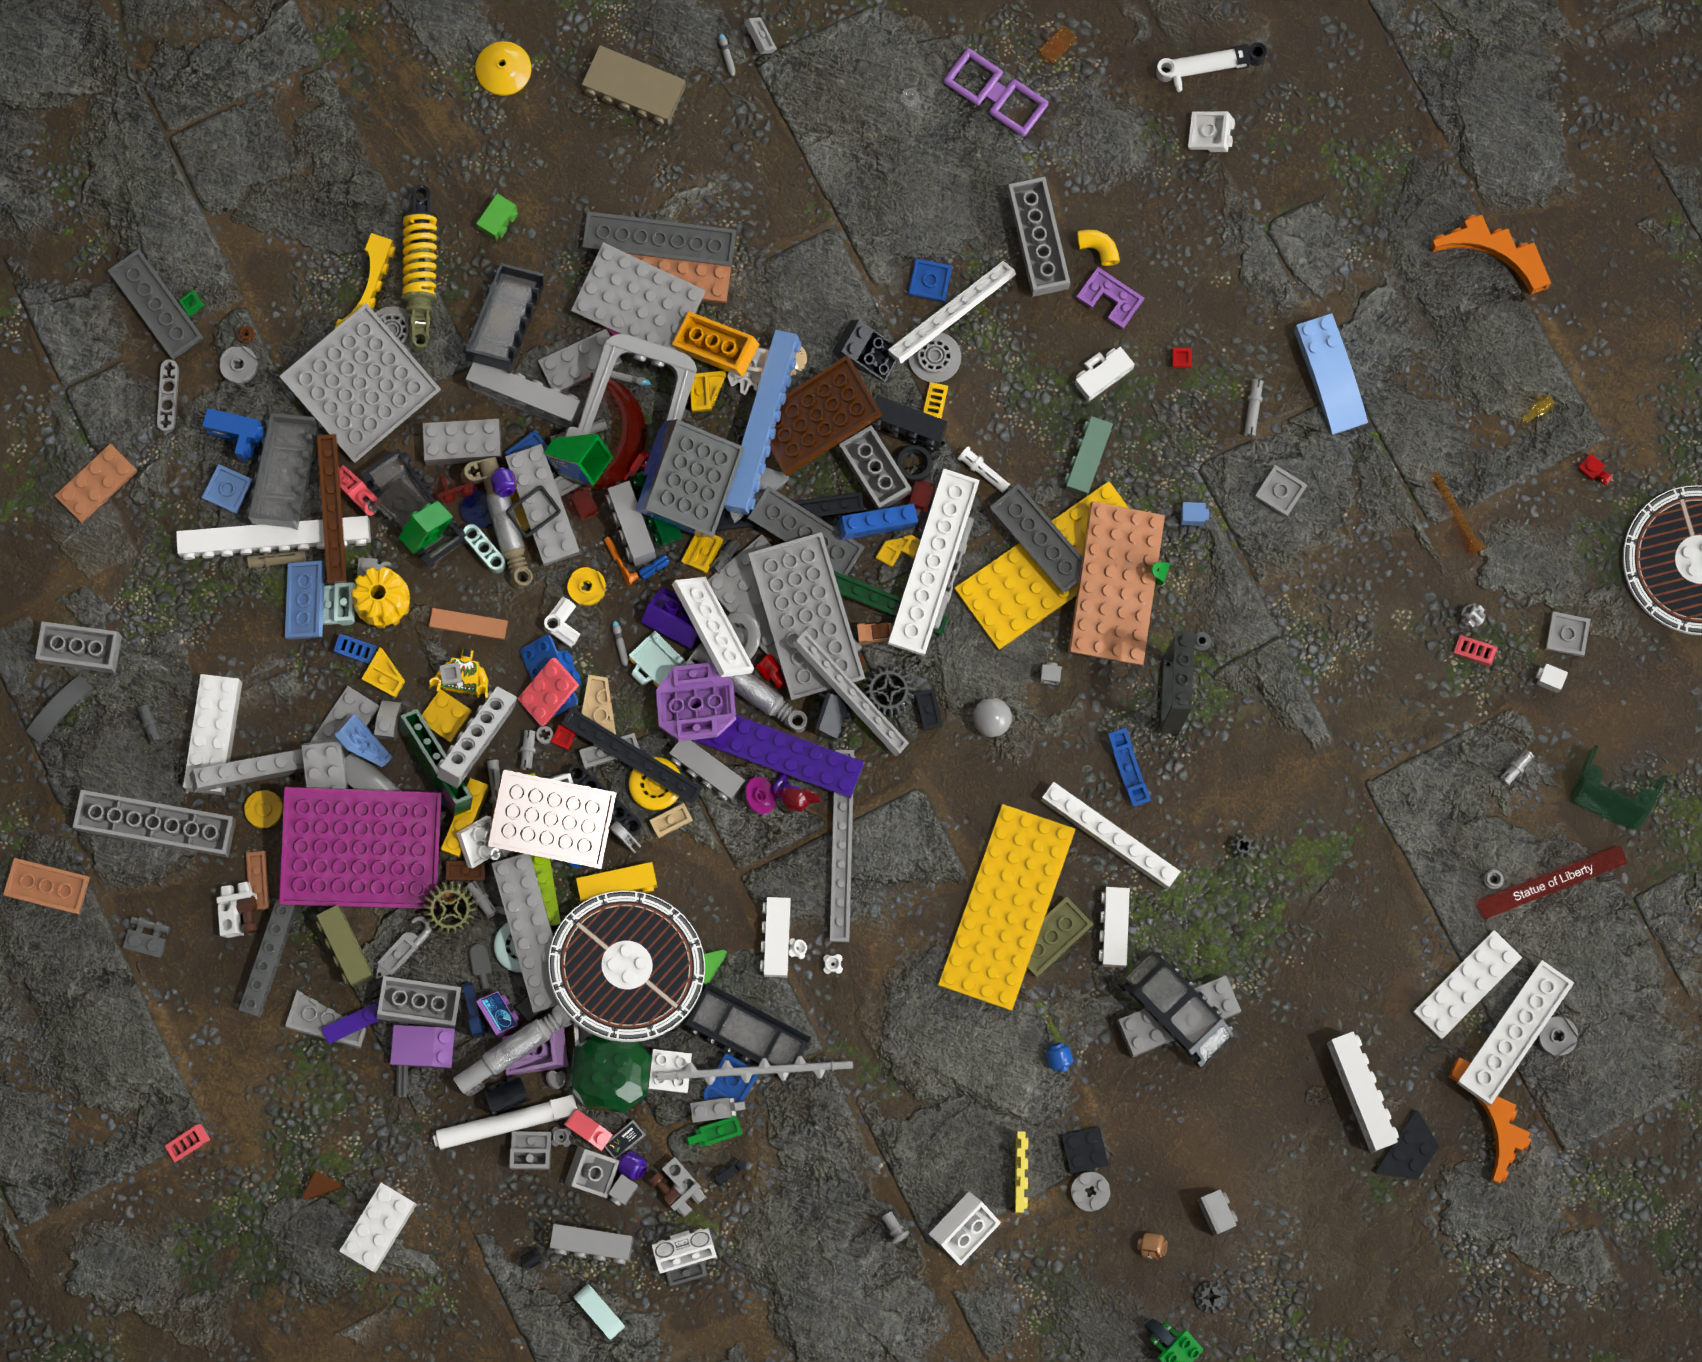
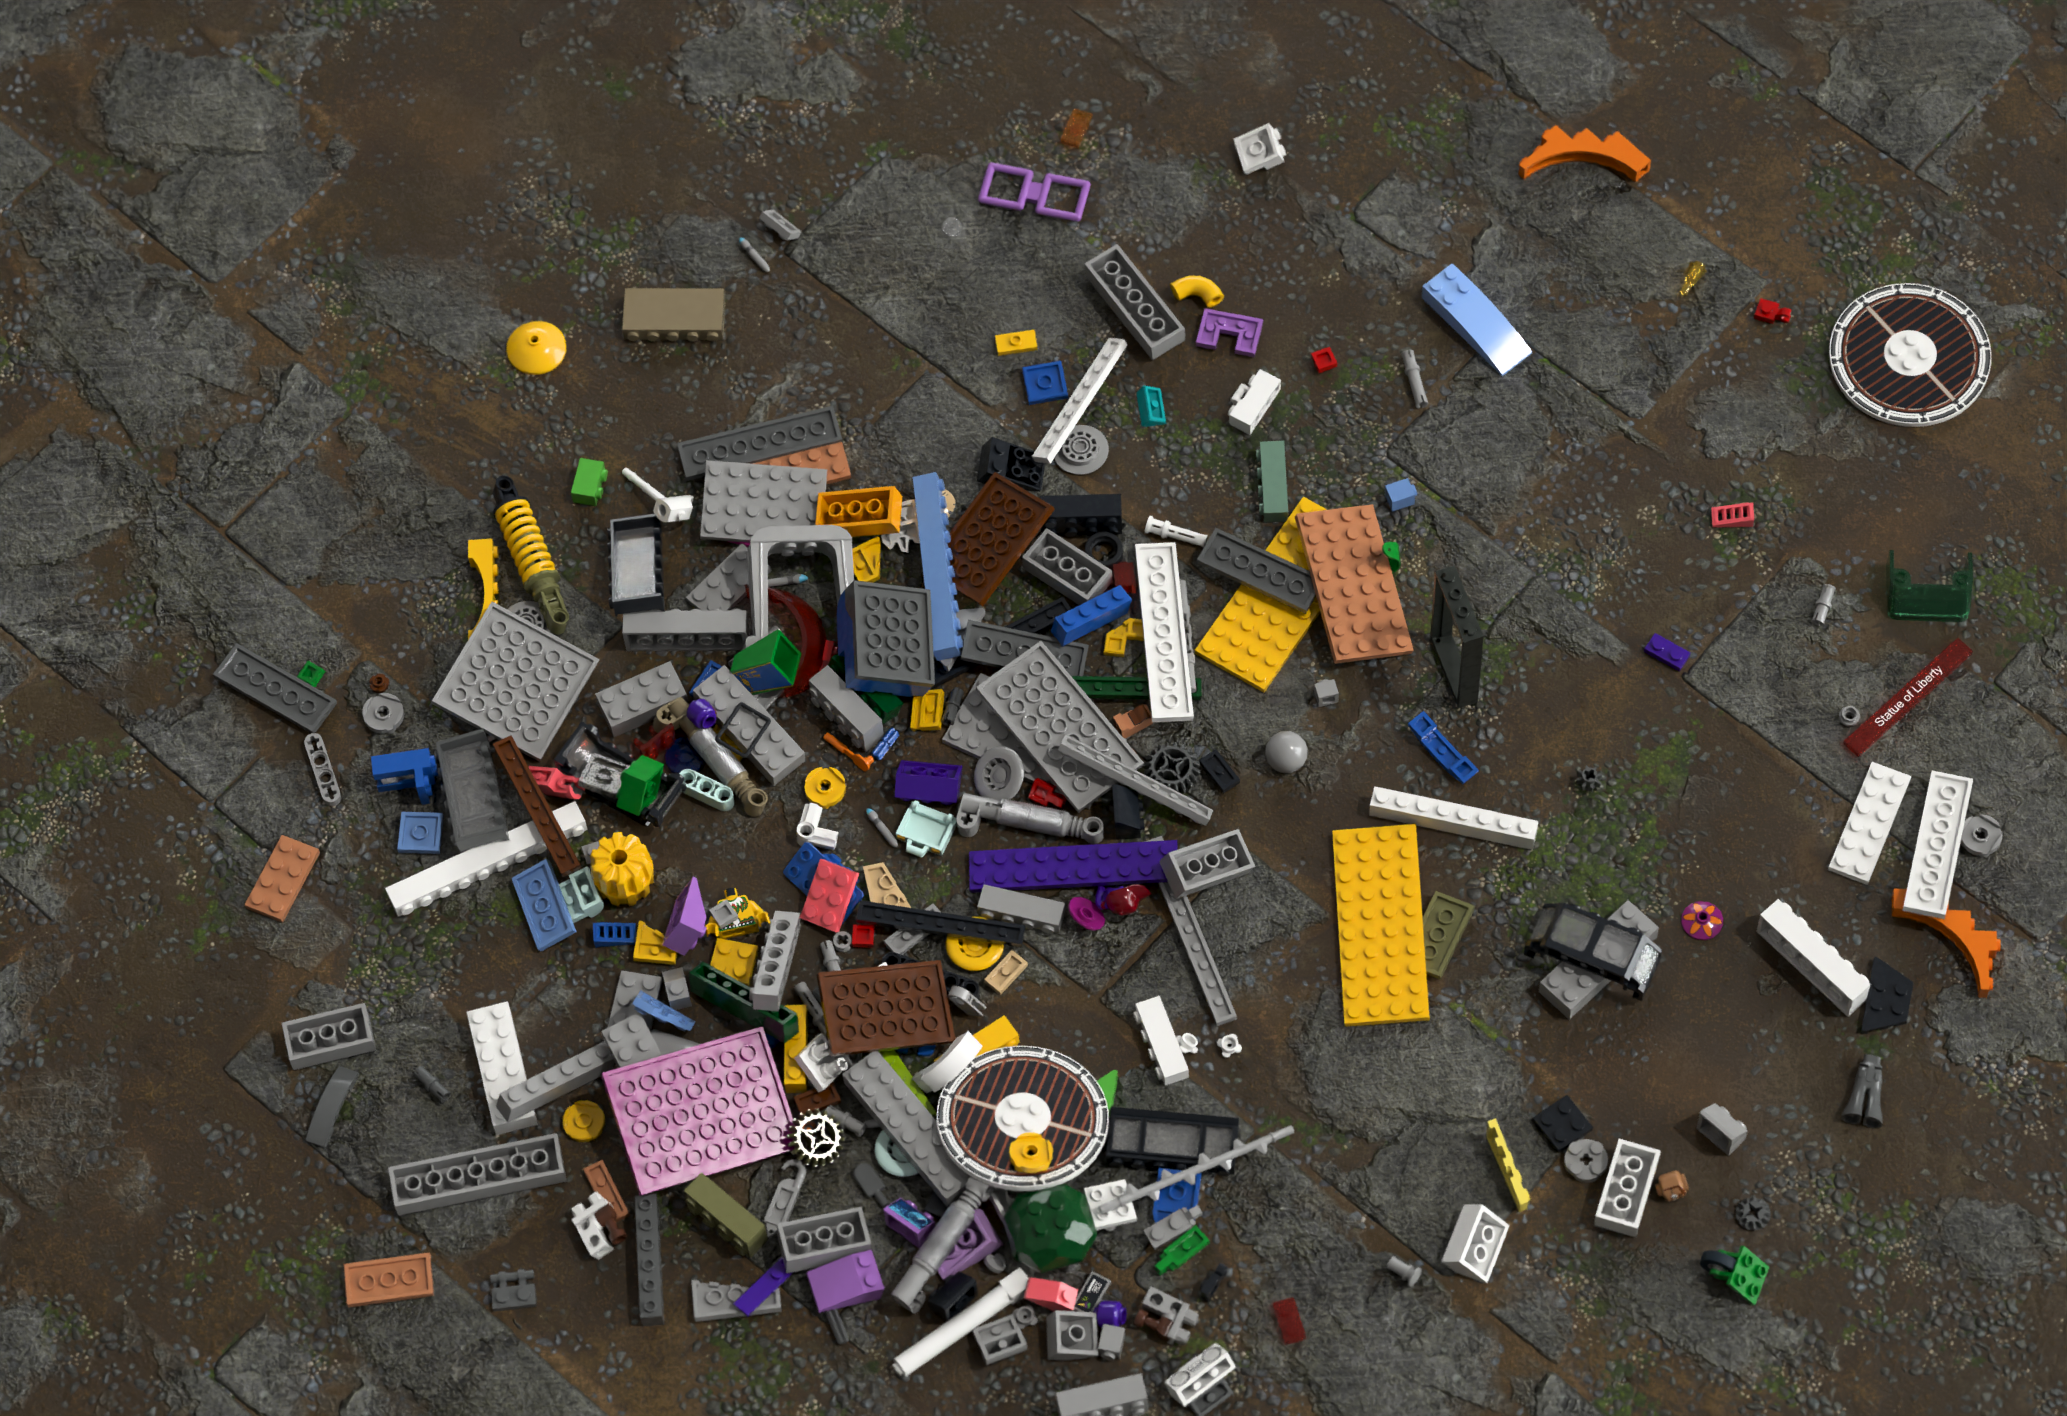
camera: 15 degrees left, 15 degrees down
(276, 559) = (497, 879): dark tan pin -> none
(418, 665) = (686, 920): none -> medium lavender slope
(468, 624) = (721, 866): nougat tile -> none
(475, 1019) = (888, 1231): dark blue beam -> none
(553, 273) = (665, 509): none -> white piece
(584, 504) = (790, 711): clear red brick -> none
(586, 891) = (949, 1064): none -> white arch
(627, 1001) = (1027, 1163): none -> yellow plate
(694, 685) = (978, 830): medium lavender piece -> none
(713, 626) = (970, 770): white plate -> none
(780, 1231) = (1289, 1321): none -> clear red plate
(896, 796) = (1207, 863): none -> light grey brick
(920, 232) = (1016, 342): none -> yellow plate
(941, 402) = (1089, 476): yellow slope -> none
(1013, 340) = (1150, 406): none -> teal slope
(1059, 1057) = (1496, 1043): blue head -> none
(1113, 1233) = (1627, 1187): none -> white brick
(1115, 927) = (1497, 901): white brick -> none
(1237, 57) = (1256, 75): white piece -> none
(1274, 1016) = (1699, 928): none -> magenta dish
(1281, 491) = (1476, 443): light grey plate -> none
(1361, 1220) = (1867, 1081): none -> dark grey piece
(1362, 755) = (1667, 652): none -> dark purple plate
(1473, 615) = (1715, 483): light grey gear -> none
(1474, 543) = (1688, 420): clear orange piece -> none
(1551, 678) = (1818, 511): white brick -> none
(1567, 634) = (1815, 467): light grey plate -> none

